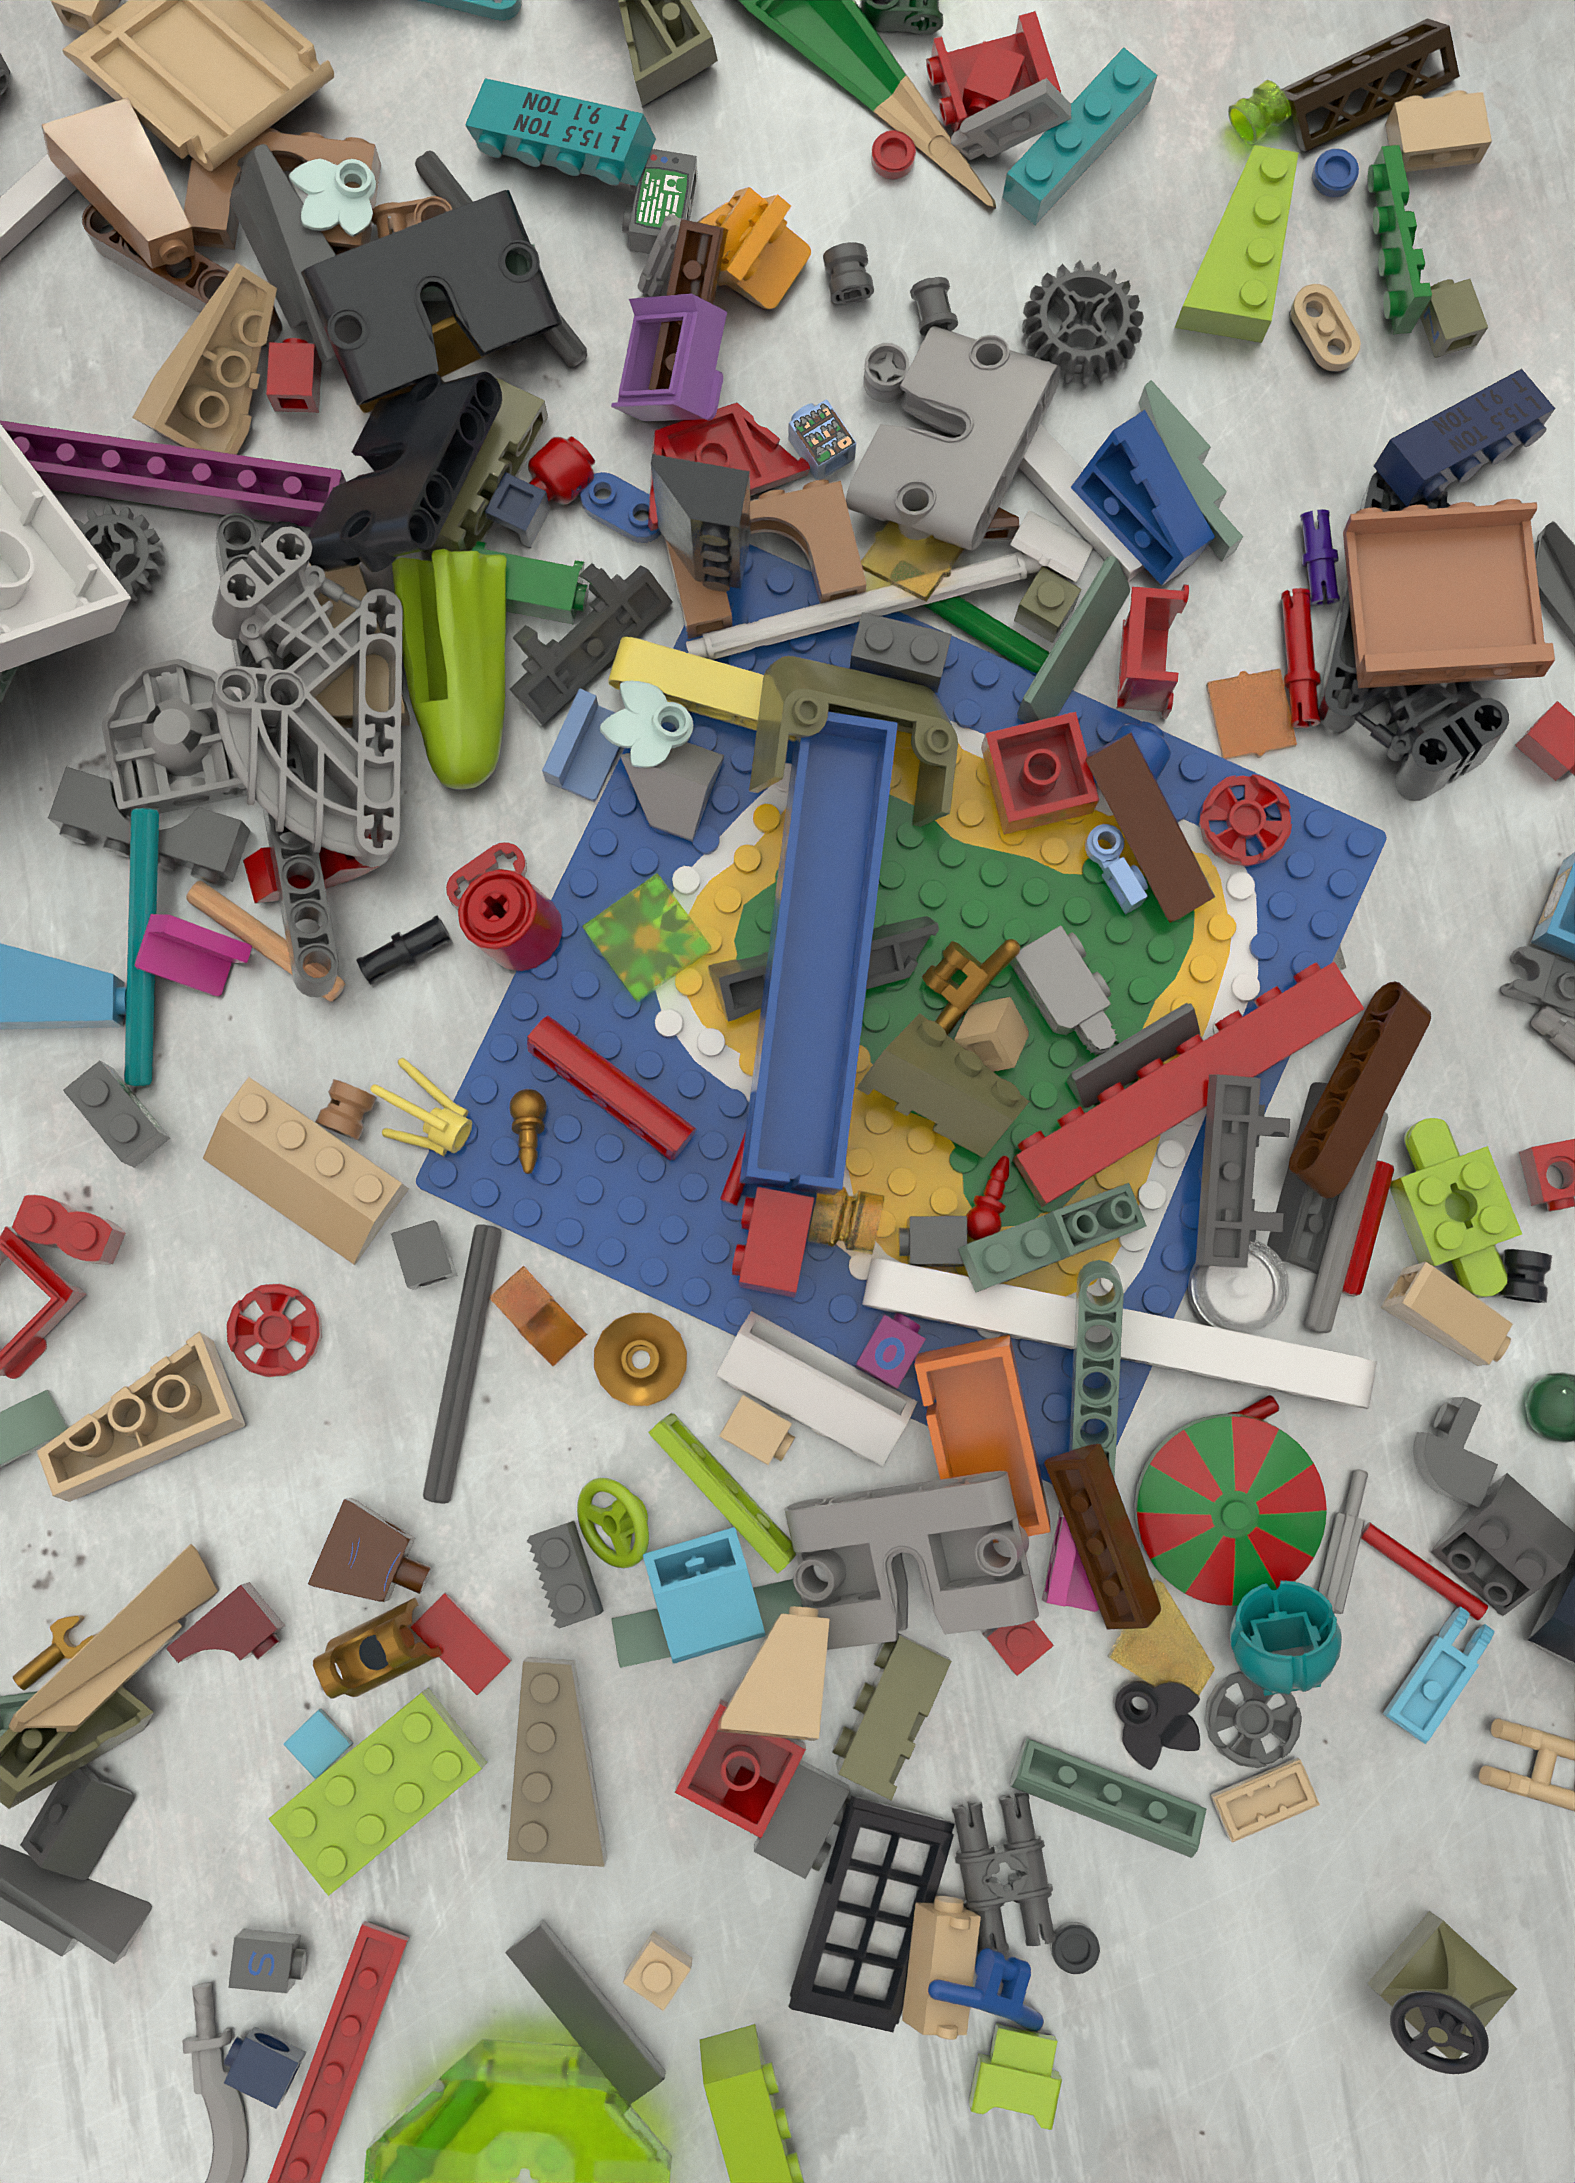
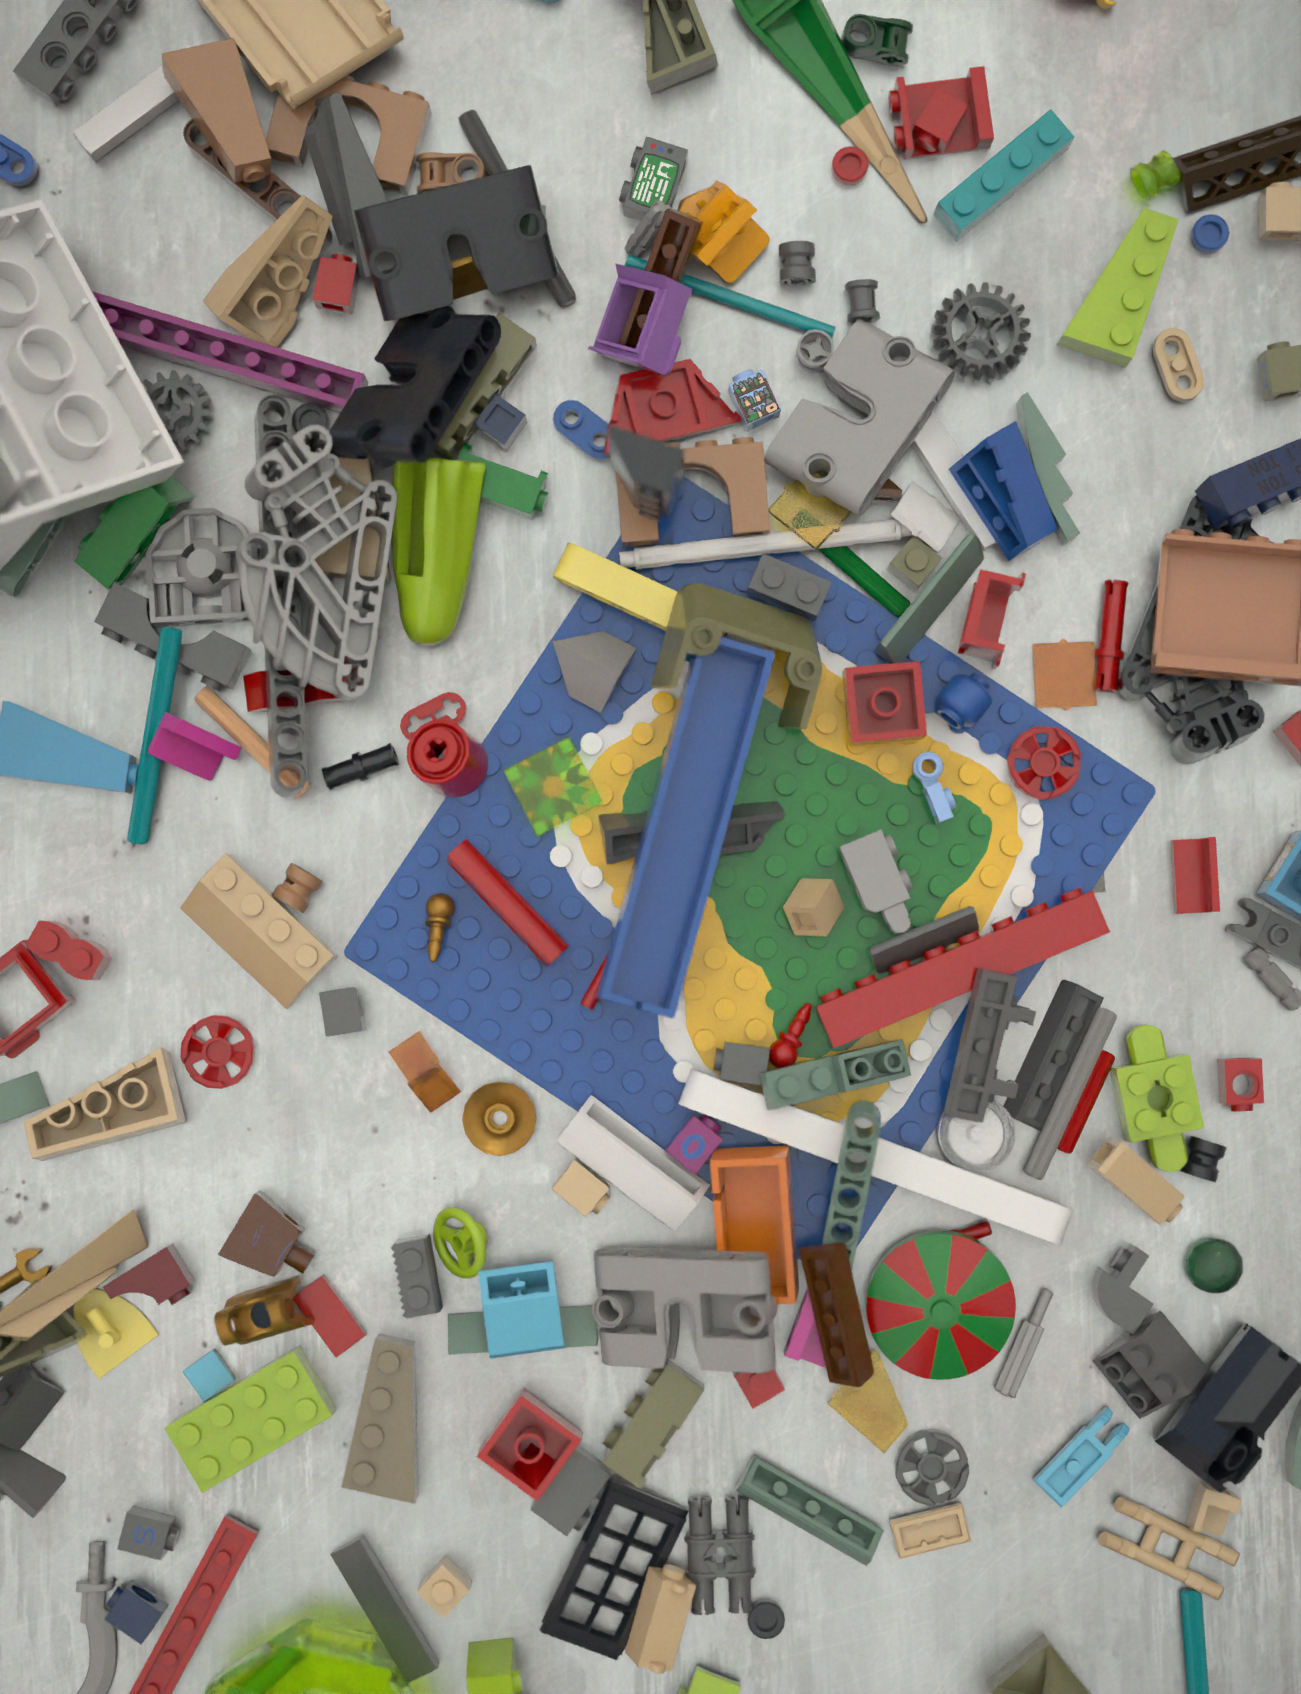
camera: 15 degrees right, 5 degrees up
(75, 699) = (128, 531): none -> green wedge
(116, 1114) = (117, 864): dark grey brick -> none
(187, 1705) = (112, 1328): none -> light yellow shield
(329, 198) = (385, 146): light aqua plate -> none
(445, 1128) = (373, 915): light yellow plant -> none
(462, 1364) = (360, 1100): dark grey axle -> none
(560, 132) = (580, 114): teal brick -> none
(562, 469) = (540, 394): red head -> none
(564, 666) = (519, 557): dark grey hinge -> none
(581, 752) = (528, 624): medium blue panel -> none
(641, 722) = (572, 619): light aqua plate -> none
(724, 1492) = (548, 1231): lime tile -> none
(774, 1243) = (616, 1047): red brick -> none
(784, 1682) = (572, 1386): tan slope -> none
(801, 331) = (744, 302): none -> teal bar
(847, 1219) = (677, 1036): clear yellow wheel -> none
(946, 1085) = (770, 944): olive wedge -> none
(978, 978) = (794, 872): pearl gold piece -> none
(991, 1970) = (697, 1625): blue piece -> none
(1012, 121) = (949, 158): light grey hinge -> none
(1149, 827) = (964, 761): reddish brown slope -> none
(1161, 1724) = (861, 1460): black plate -> none
(1280, 1621) = (965, 1396): teal piece -> none
(1320, 557) = (1141, 555): dark purple pin -> none
(1360, 1090) = (1097, 993): reddish brown beam -> none
(1397, 258) = (1249, 328): green wing -> none
(1423, 1571) = (1084, 1375): red bar -> none
(1454, 930) = (1195, 875): none -> red panel

